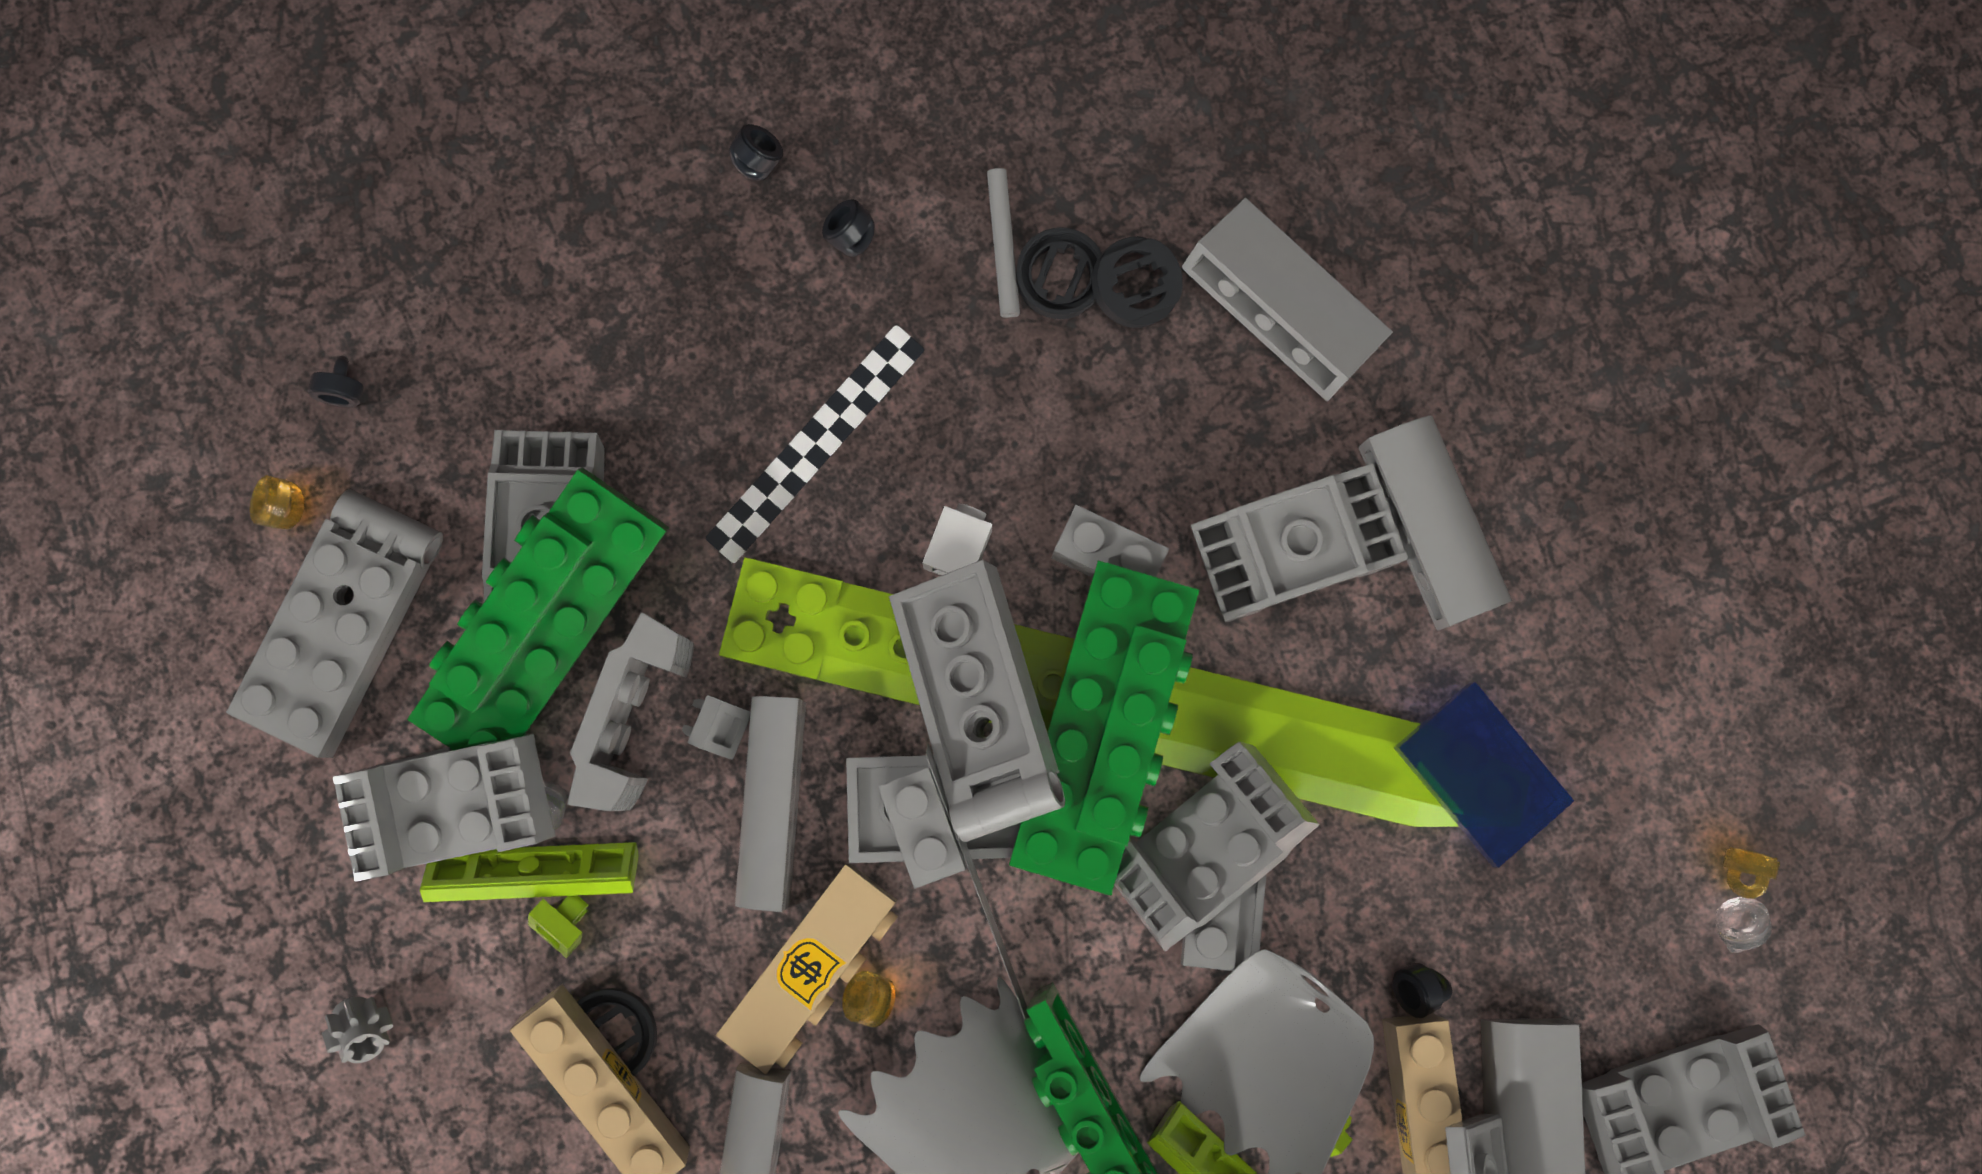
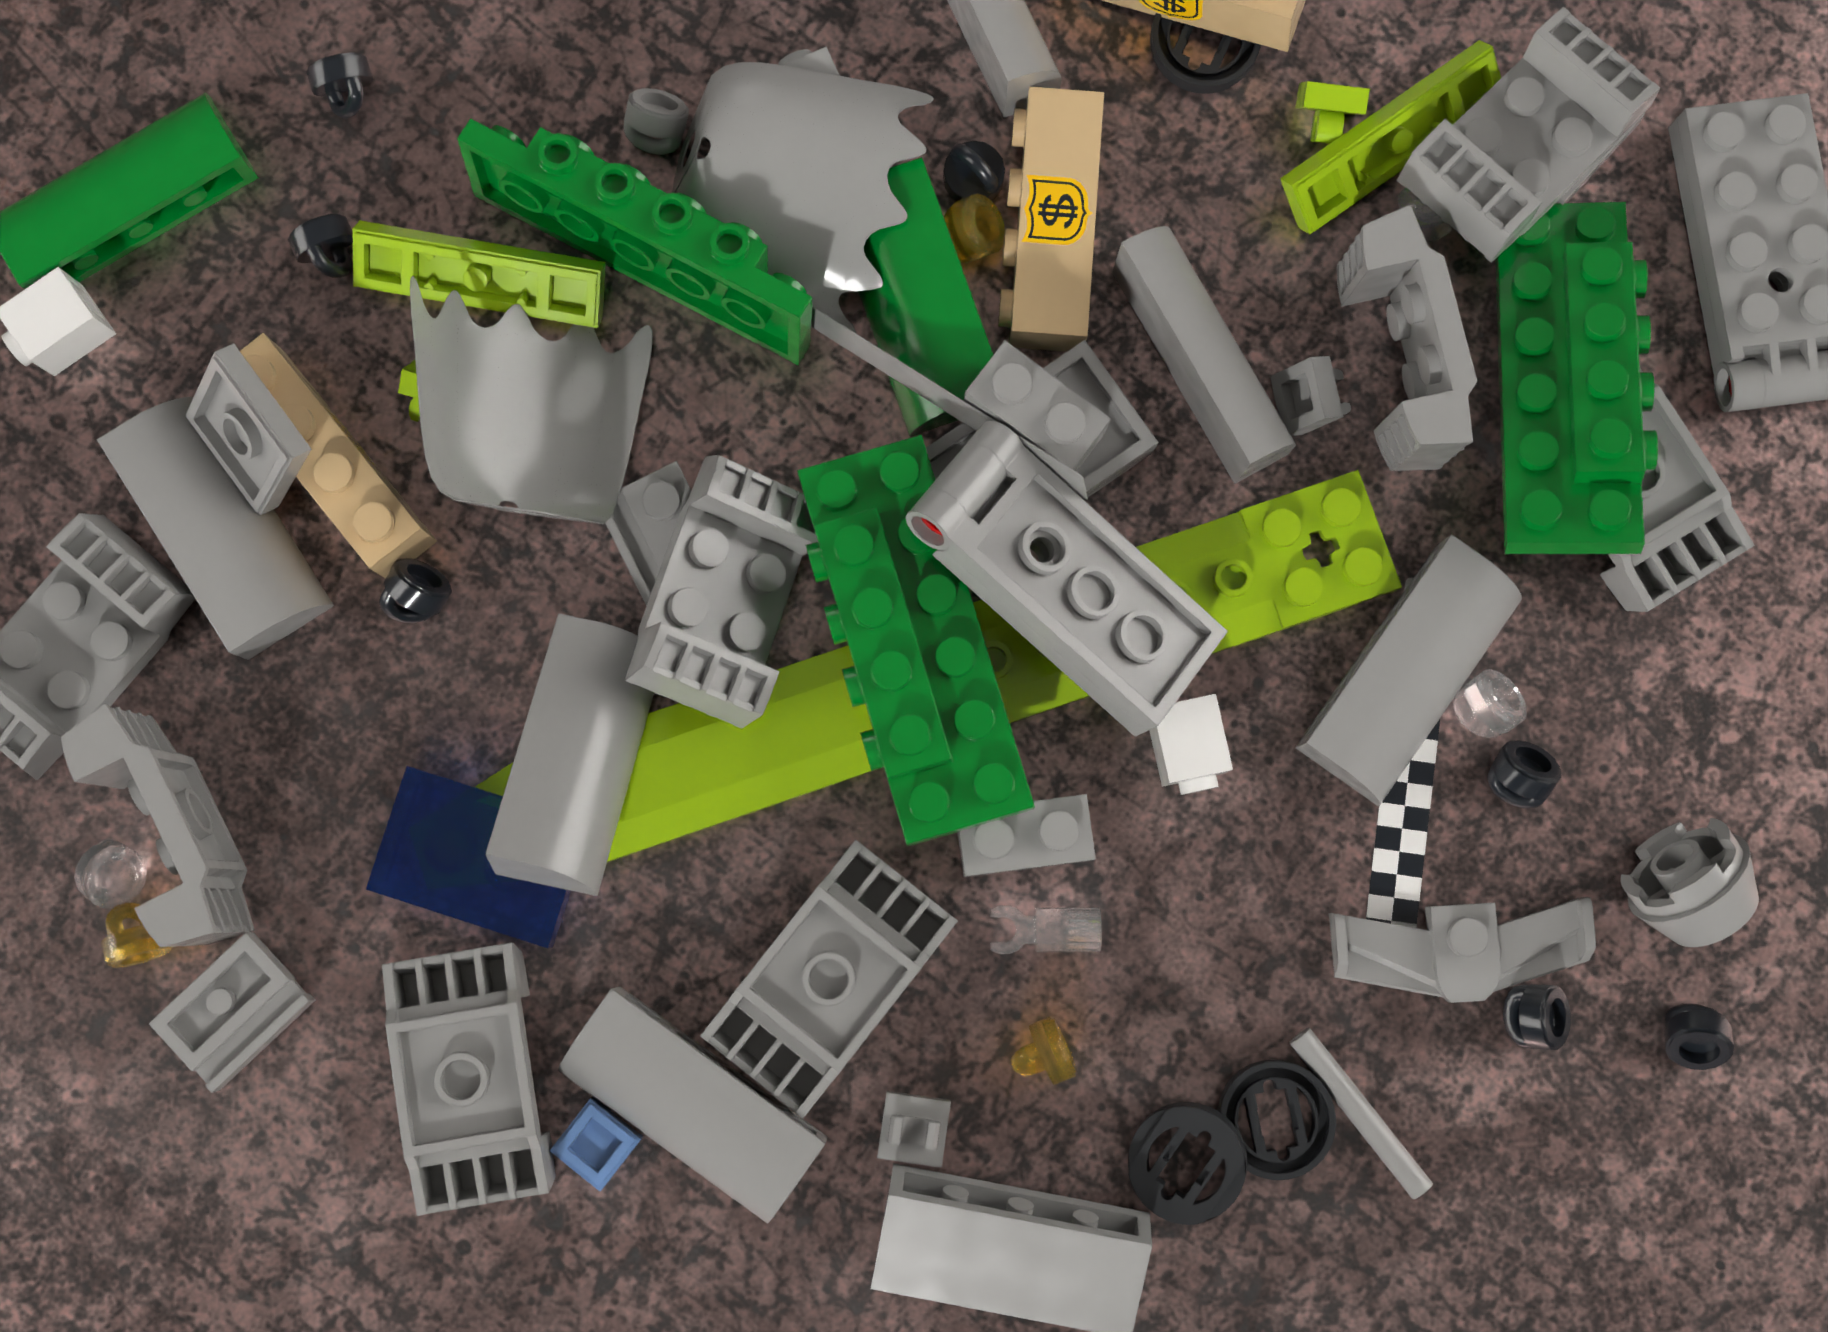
camera: 150 degrees right, 0 degrees up
(694, 243) = (1693, 883): none -> light grey cone
(739, 442) = (1495, 704): none -> clear tile
(749, 384) = (1523, 774): none -> black tile
(776, 500) = (1411, 669): none -> light grey brick
(840, 1042) = (972, 170): none -> black tile
(866, 300) = (1463, 949): none -> light grey plate
(940, 965) = (925, 303): none -> green brick
(1130, 484) = (1051, 930): none -> clear bar
(1181, 406) = (1046, 1053): none -> clear yellow tile
(1299, 415) = (914, 1129): none -> light grey tile
(1384, 796) = (572, 760): none -> light grey brick
(1514, 537) = (596, 1143): none -> medium blue tile
(1579, 631) = (465, 1079): none -> light grey plate
(1672, 929) = (133, 752): none -> light grey plate
(1710, 777) = (232, 1011): none -> light grey plate

